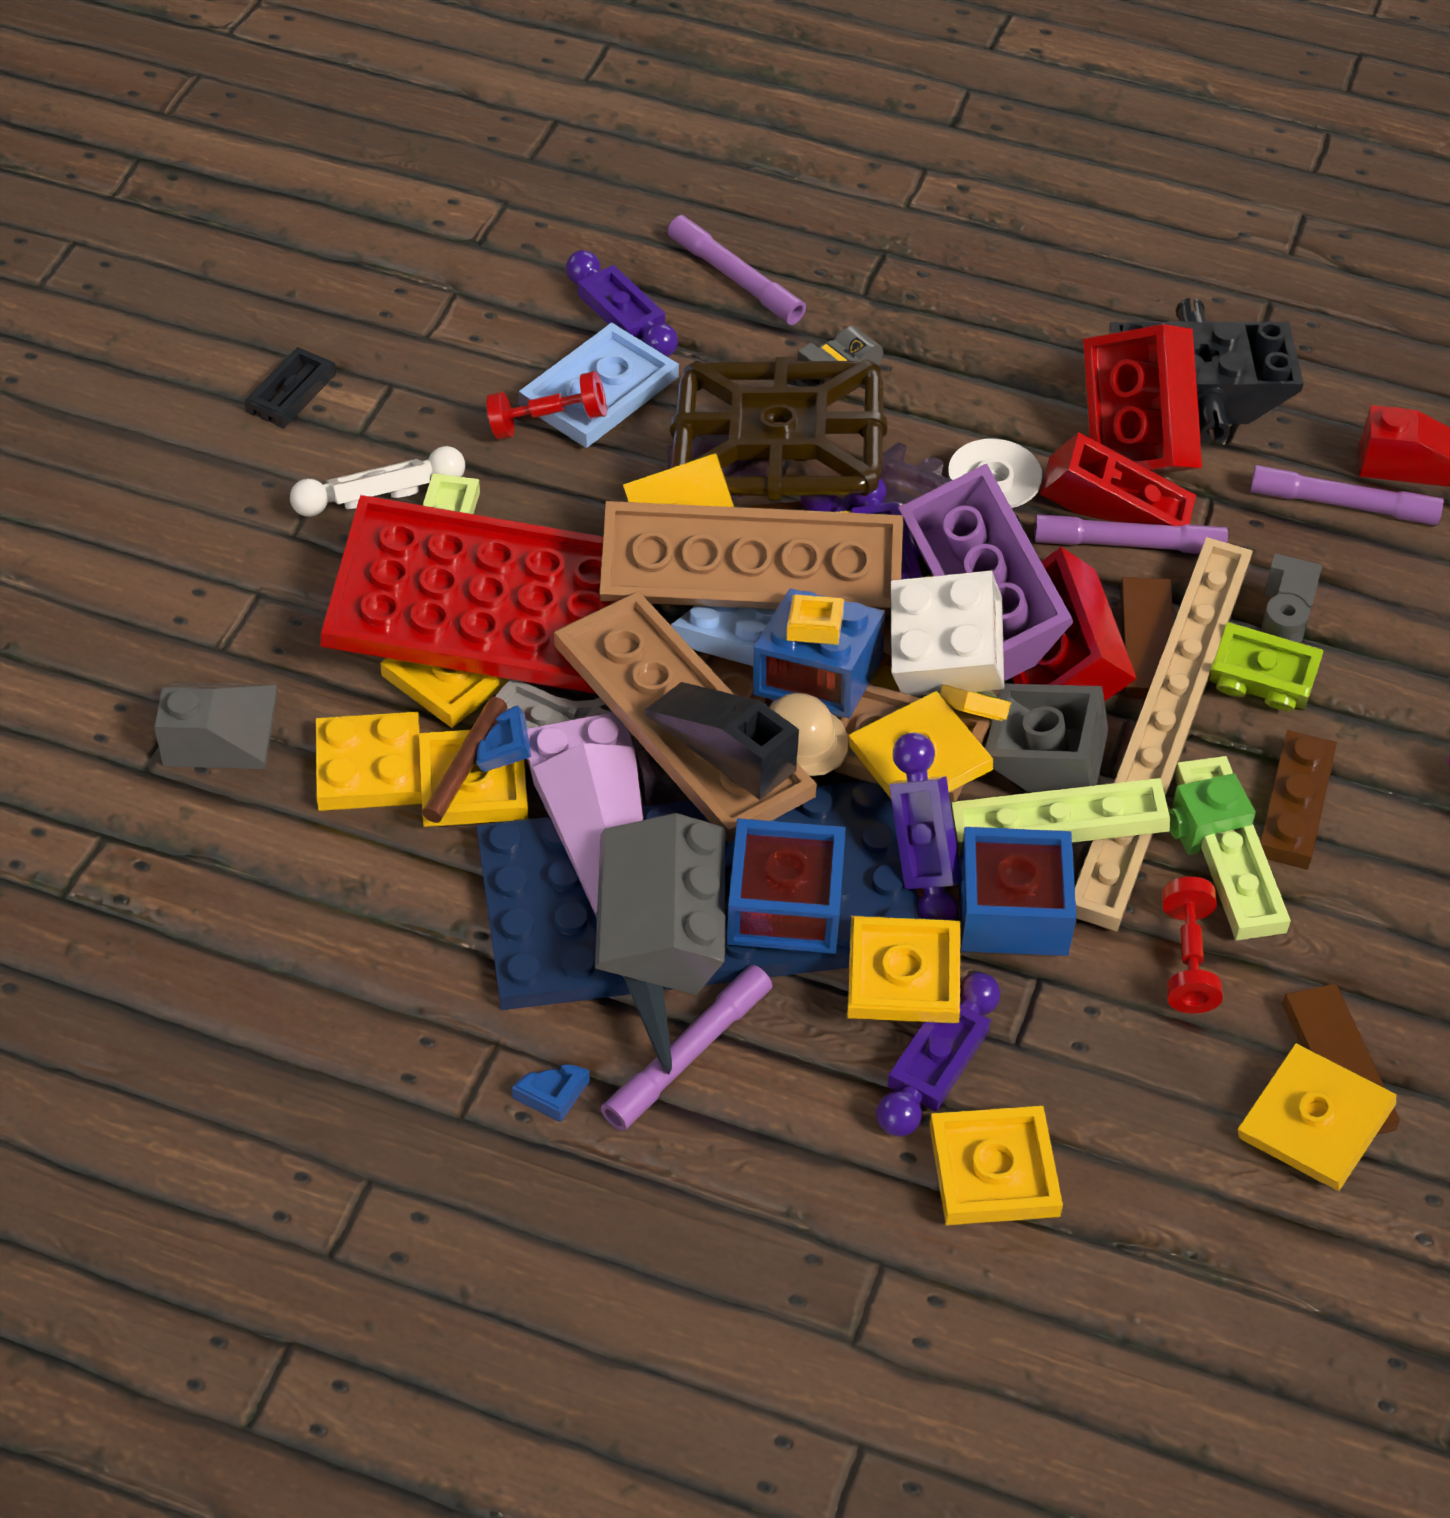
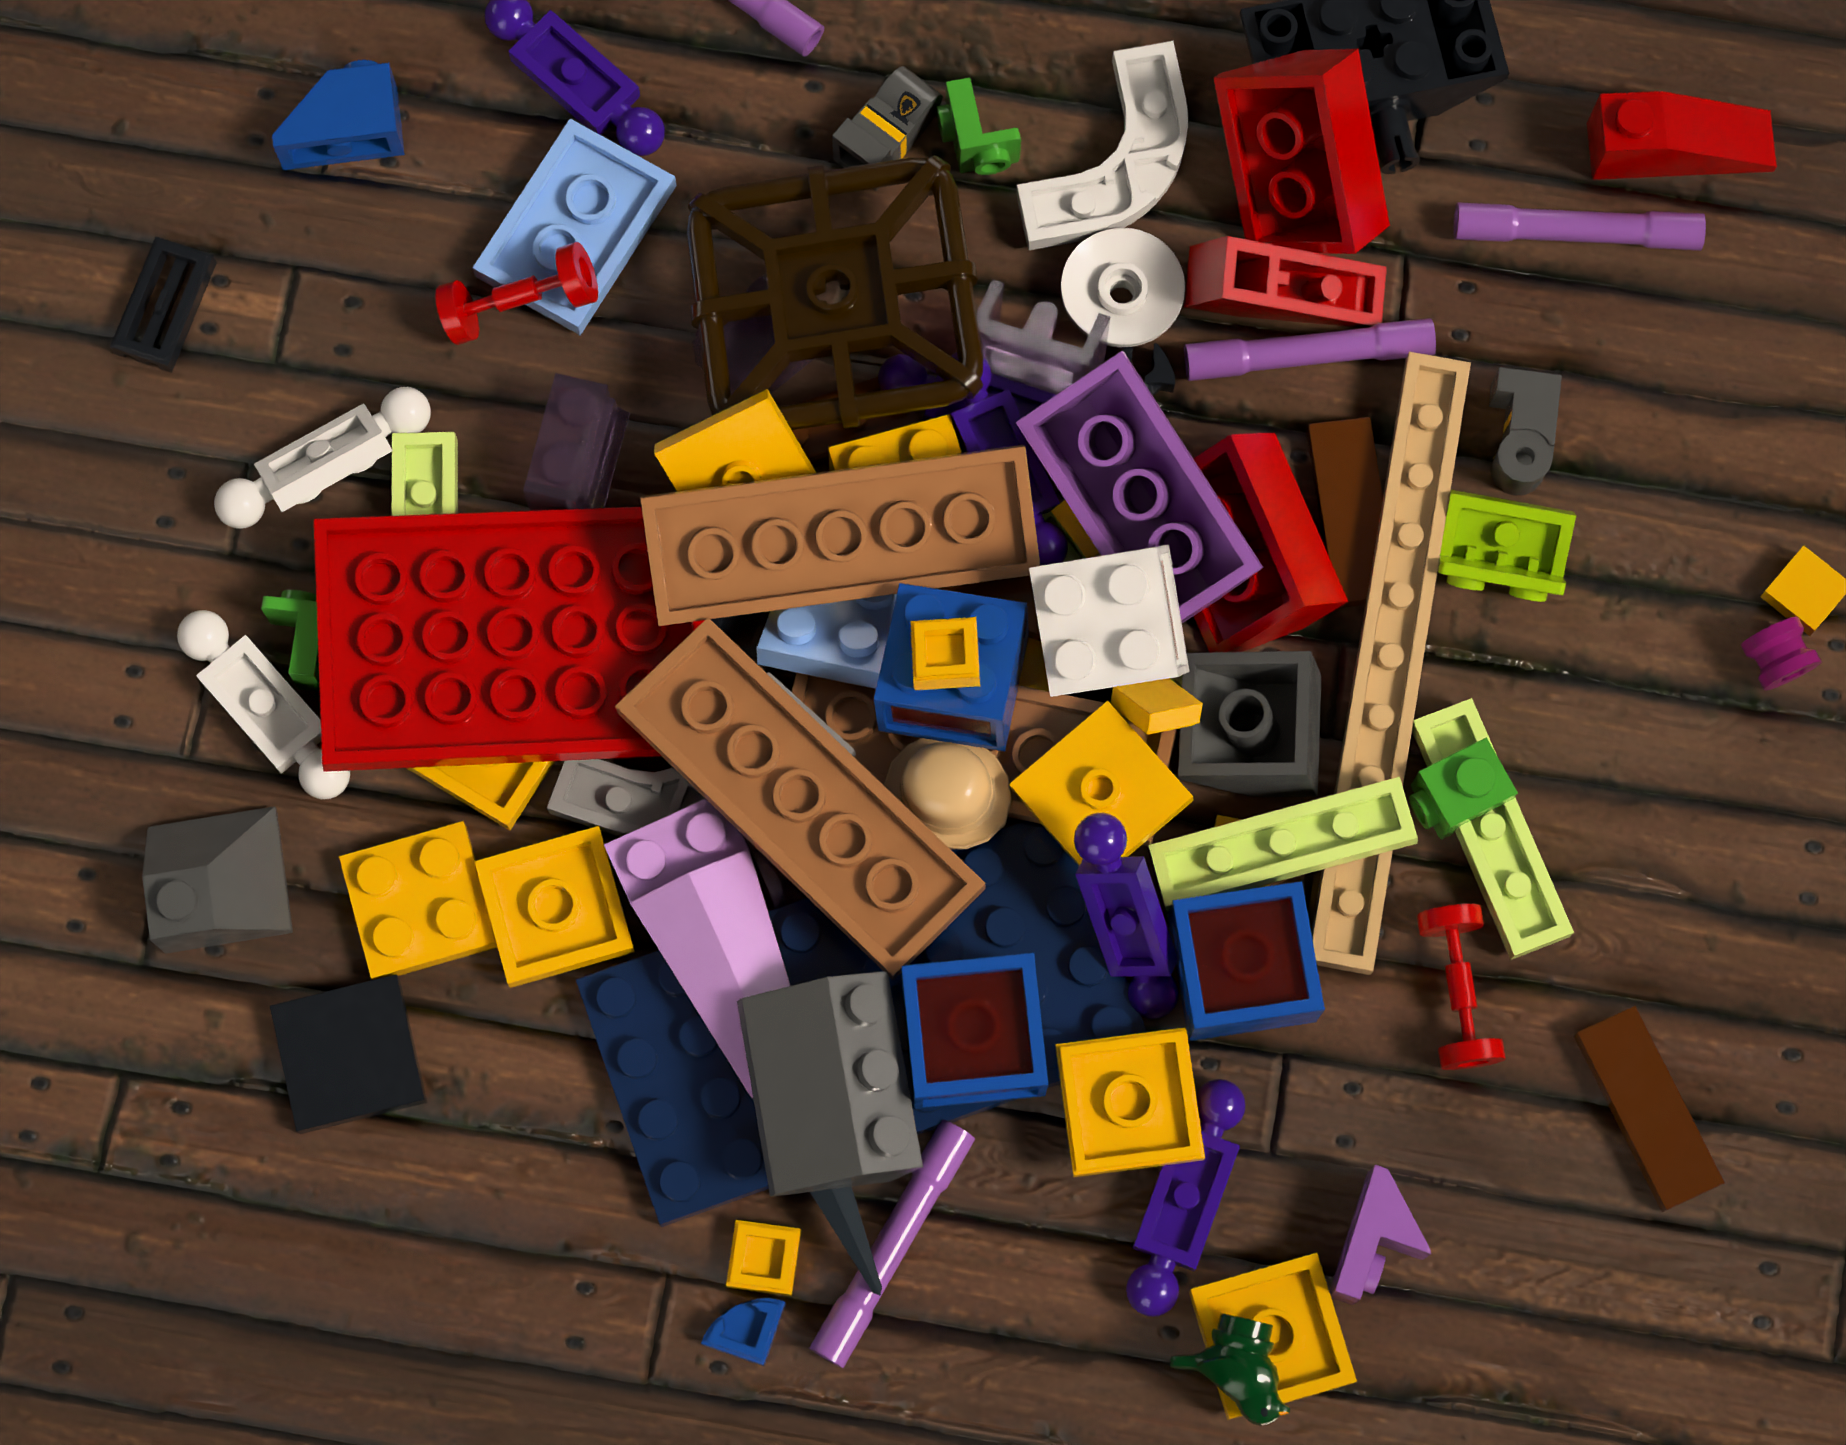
camera: 10 degrees left, 25 degrees up
(283, 848) = (348, 1054): none -> black tile
(287, 618) = (260, 702): none -> white plate
(322, 568) = (298, 610): none -> bright green bracket
(448, 302) = (343, 119): none -> blue slope
(463, 761) = (542, 897): copper bar -> none
(505, 742) = (587, 866): blue tile -> none
(567, 493) = (575, 447): none -> clear purple window
(579, 1040) = (763, 1258): none -> yellow tile
(731, 734) = (863, 847): black slope -> none
(904, 382) = (960, 123): none -> bright green bracket
(963, 1162) = (1241, 1367): none -> dark green animal
(1010, 418) = (1135, 174): none -> white plate
(1098, 1100) = (1378, 1220): none -> medium lavender slope
(1297, 799) = (1563, 733): reddish brown plate -> none
(1317, 1116) = (1630, 1201): yellow plate -> none

